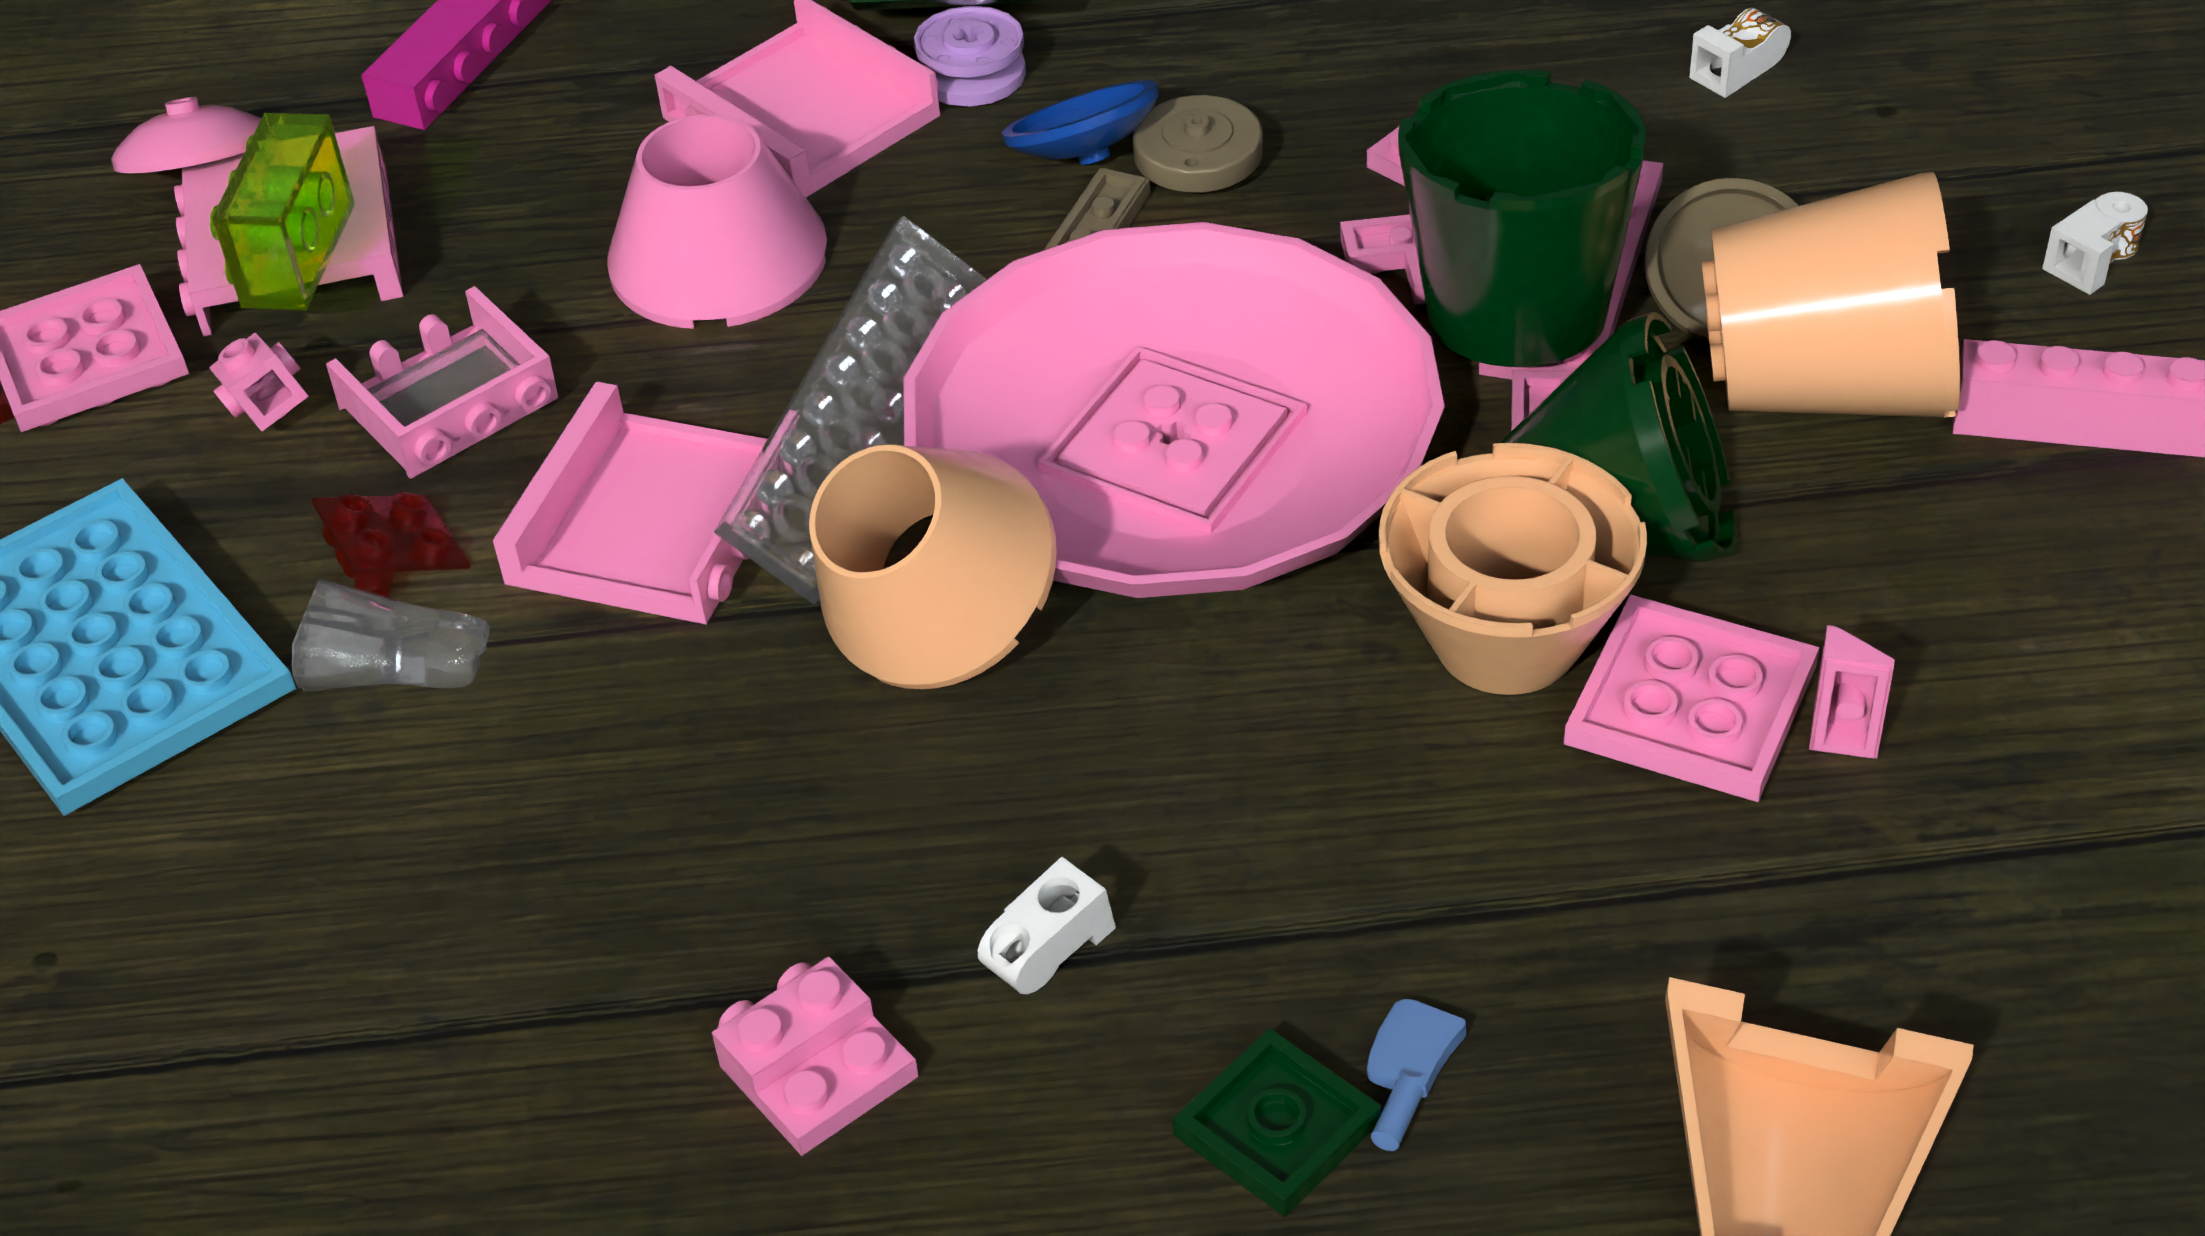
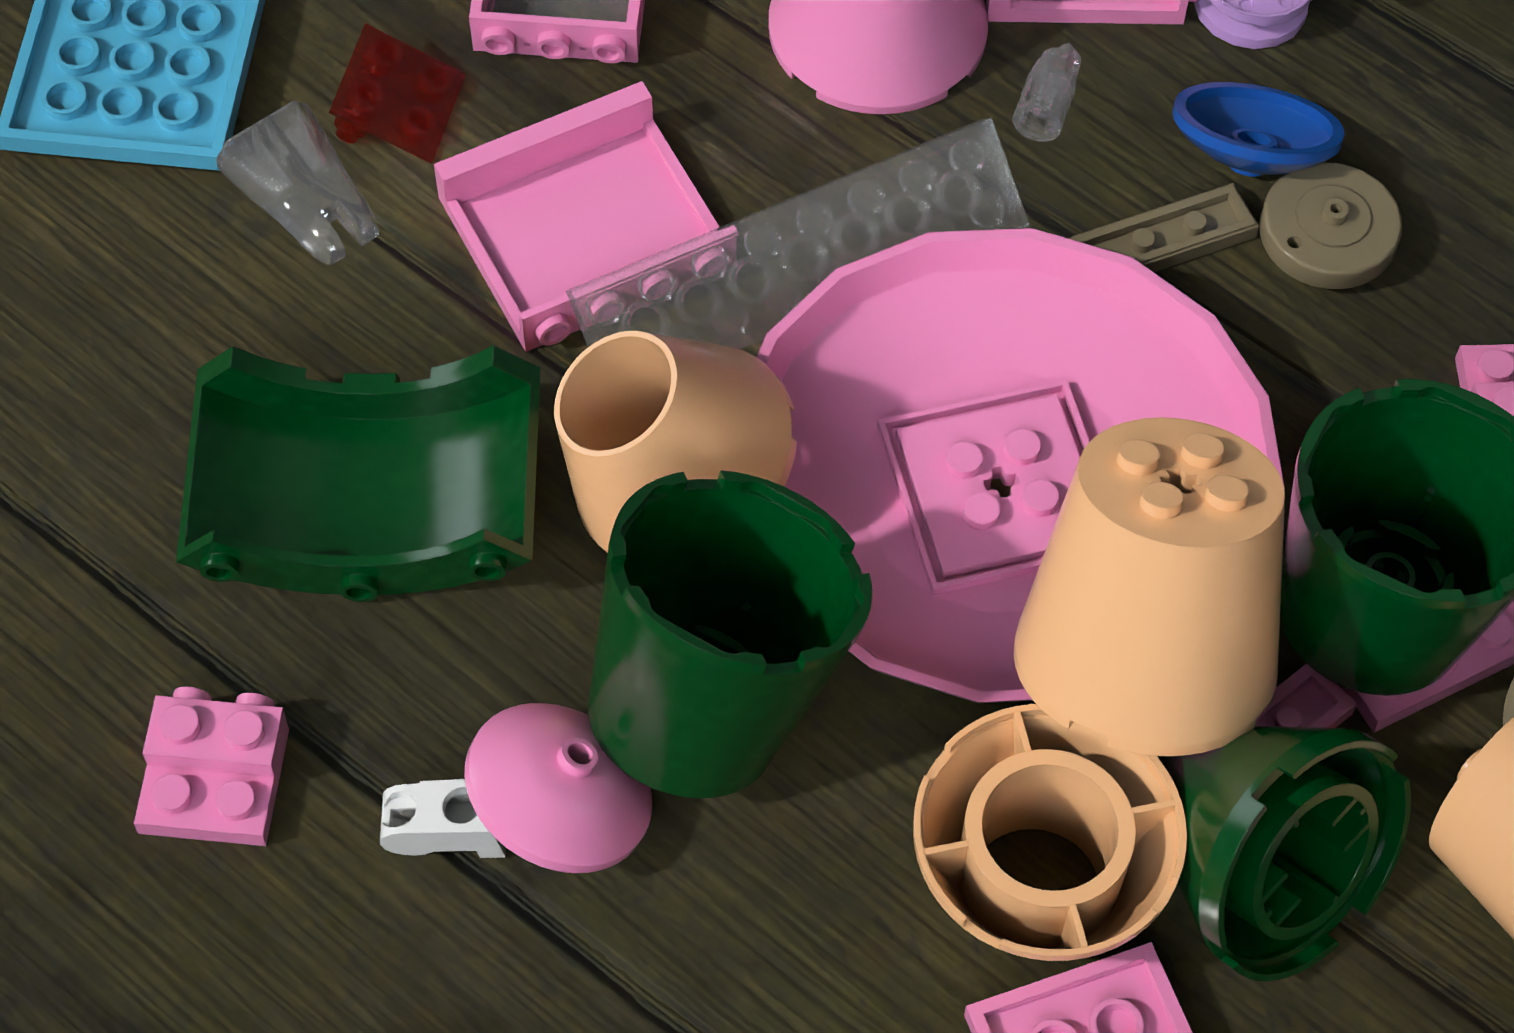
camera: 40 degrees right, 15 degrees up
(702, 772) = (362, 477): none -> dark green panel
(902, 195) = (1048, 94): none -> clear hinge
(1111, 829) = (554, 790): none -> bright pink dish
(1135, 610) = (718, 628): none -> dark green cone
(1416, 325) = (1159, 590): none -> light nougat cone

